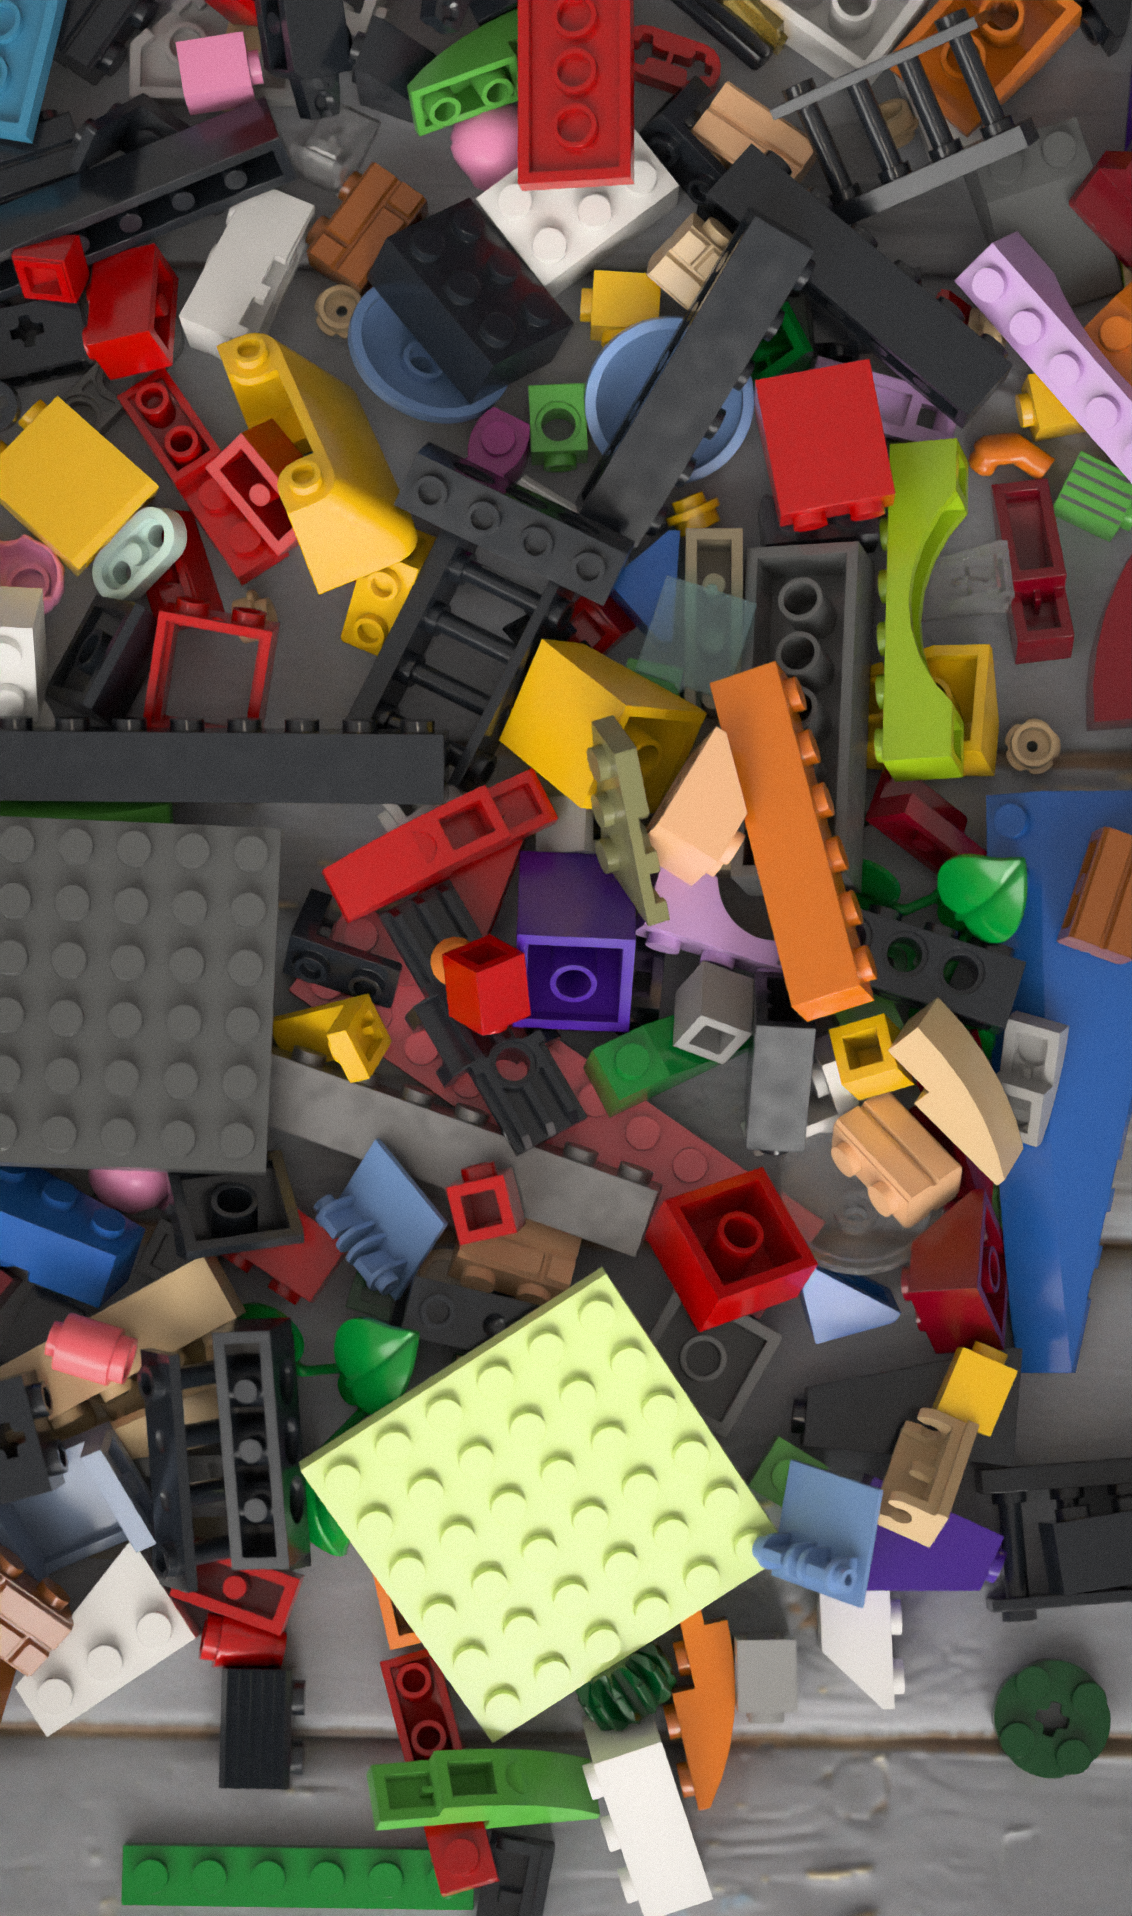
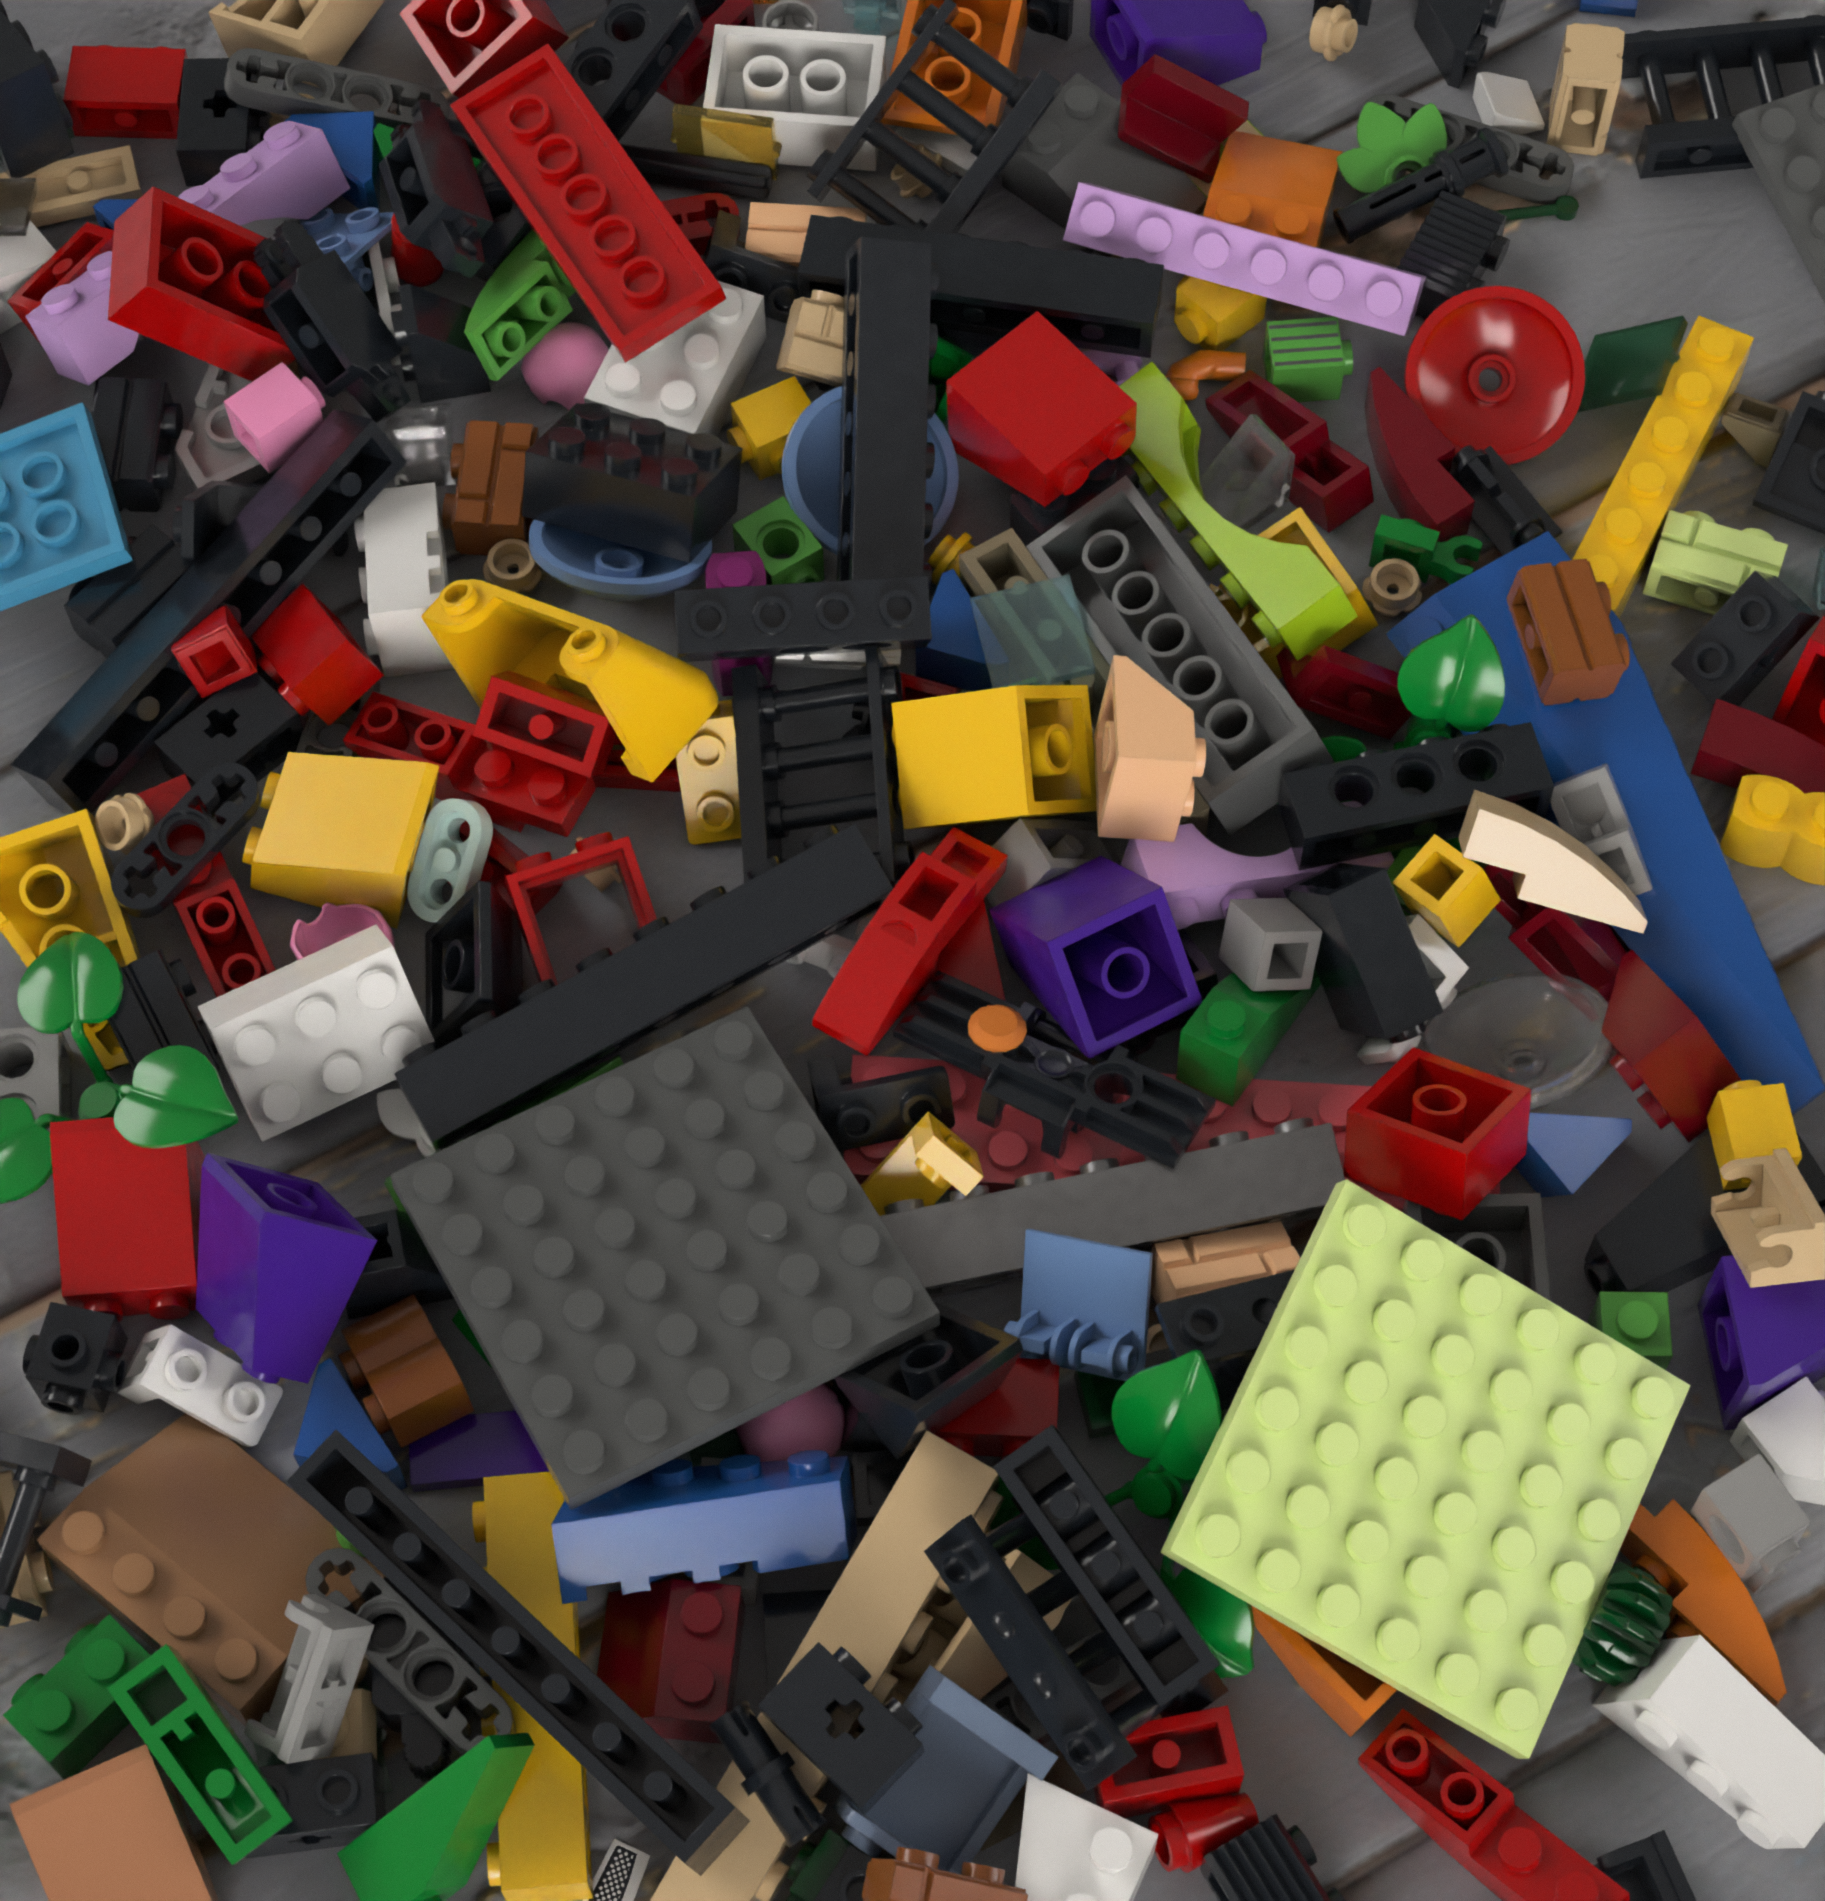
camera: 30 degrees left, 20 degrees down
(91, 1349) = (872, 1583): coral brick -> none
(481, 1785) = (1545, 1801): bright green slope -> none
(485, 1203) = (1176, 1216): red brick -> none
(486, 985) = (1045, 1015): red brick -> none
(618, 811) = (1089, 818): olive wing -> none
(793, 843) = (1260, 731): orange brick -> none
(823, 1534) = (1716, 1329): medium blue hinge -> none
(895, 1159) = (1529, 978): light nougat brick -> none
(1068, 720) = (1420, 547): none -> green plate

